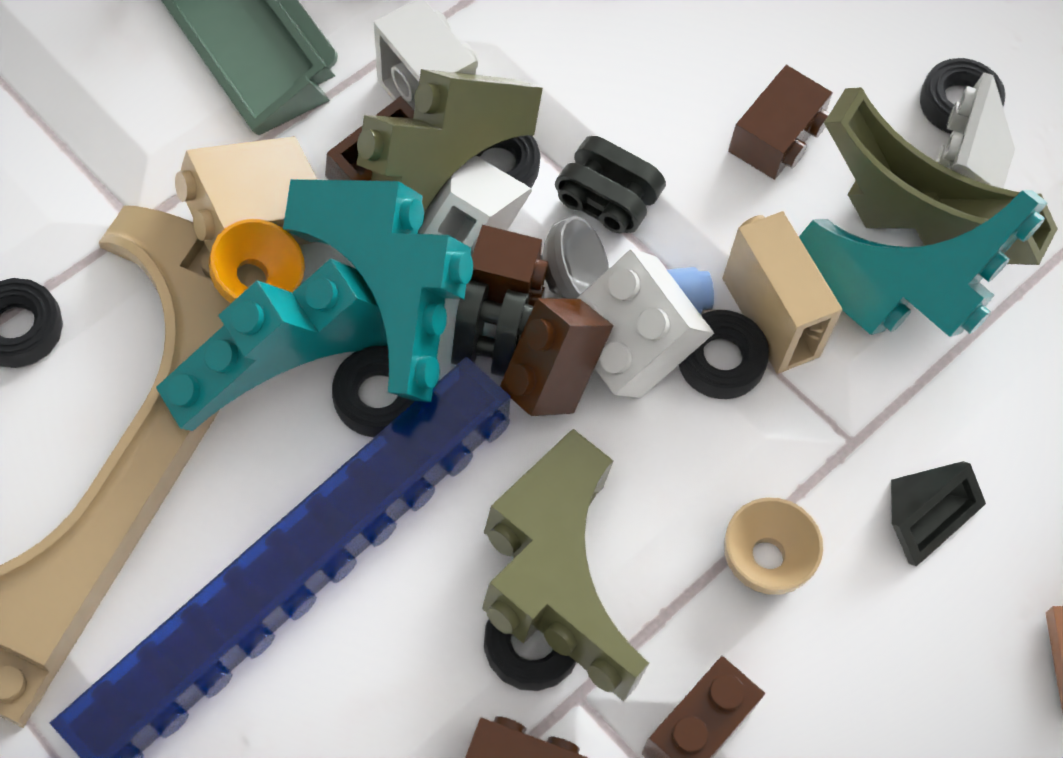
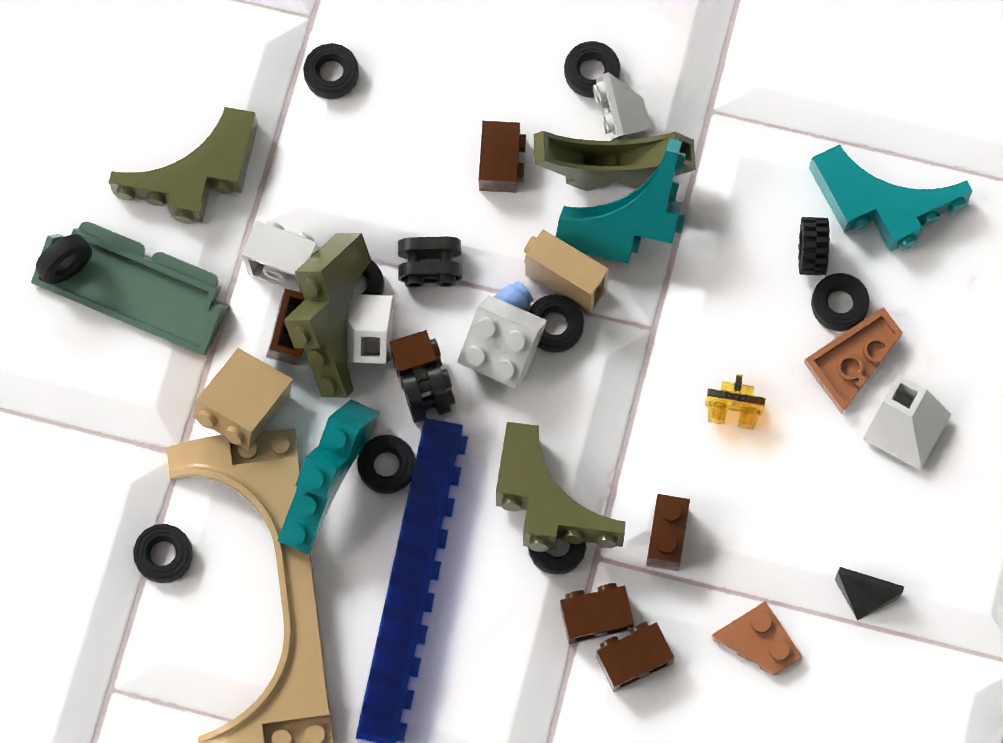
camera: 25 degrees left, 10 degrees up
(257, 244) = (287, 428): light orange piece -> none
(406, 271) = (373, 397): teal arch -> none
(555, 356) = (473, 388): reddish brown brick -> none
(573, 257) = (444, 322): light grey piece -> none
(779, 524) = (647, 402): tan piece -> none
(917, 600) = (736, 398): none -> clear yellow hips
(932, 507) = (715, 341): pearl dark grey slope -> none

